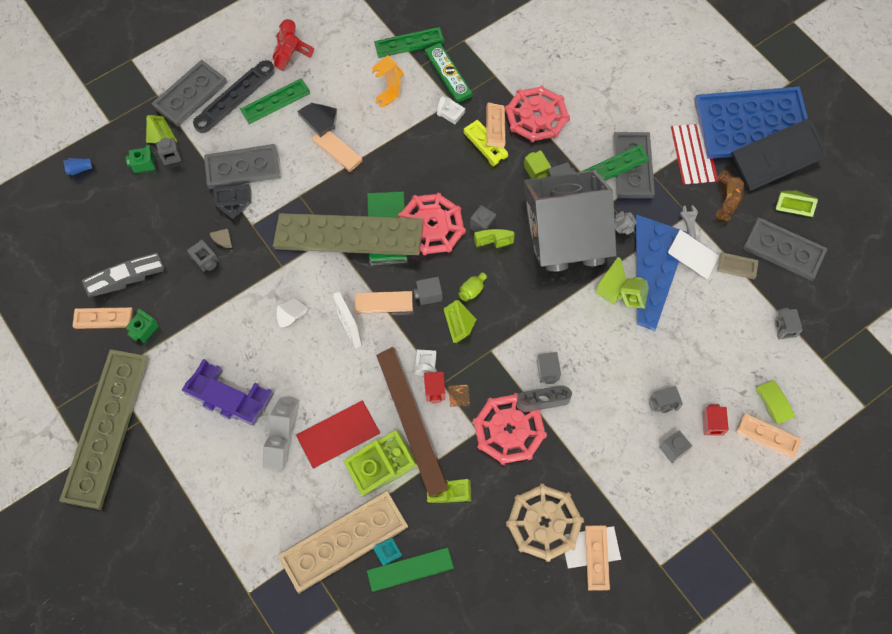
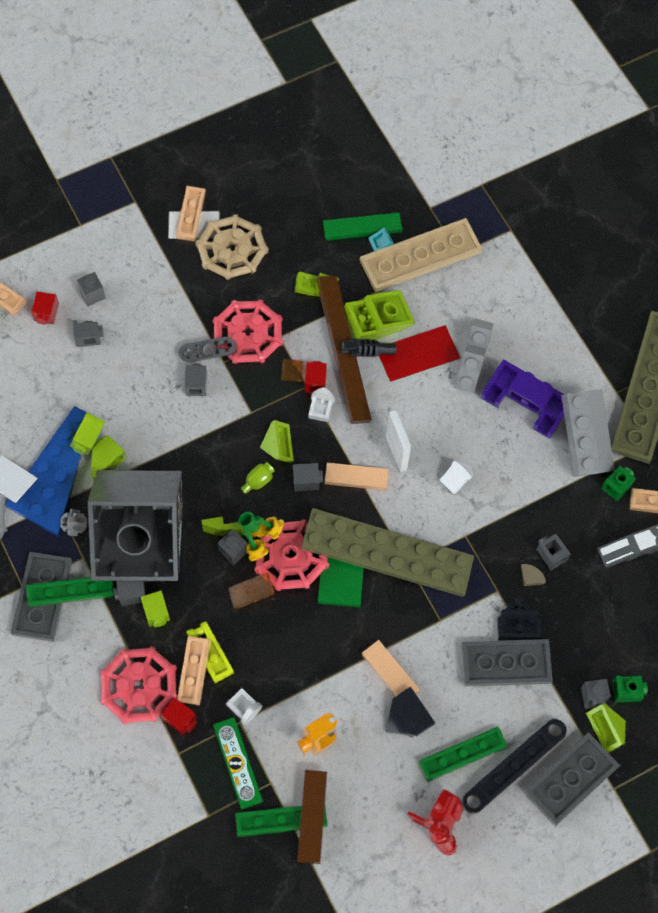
camera: 175 degrees left, 0 degrees up
(168, 360) = (588, 432): none -> light grey slope
(385, 35) = (312, 817): none -> reddish brown tile
(387, 420) = (367, 348): none -> black hinge
(460, 190) = (251, 590): none -> clear orange plate
(469, 222) = (258, 527): none -> plant
(499, 92) = (179, 717): none -> red brick

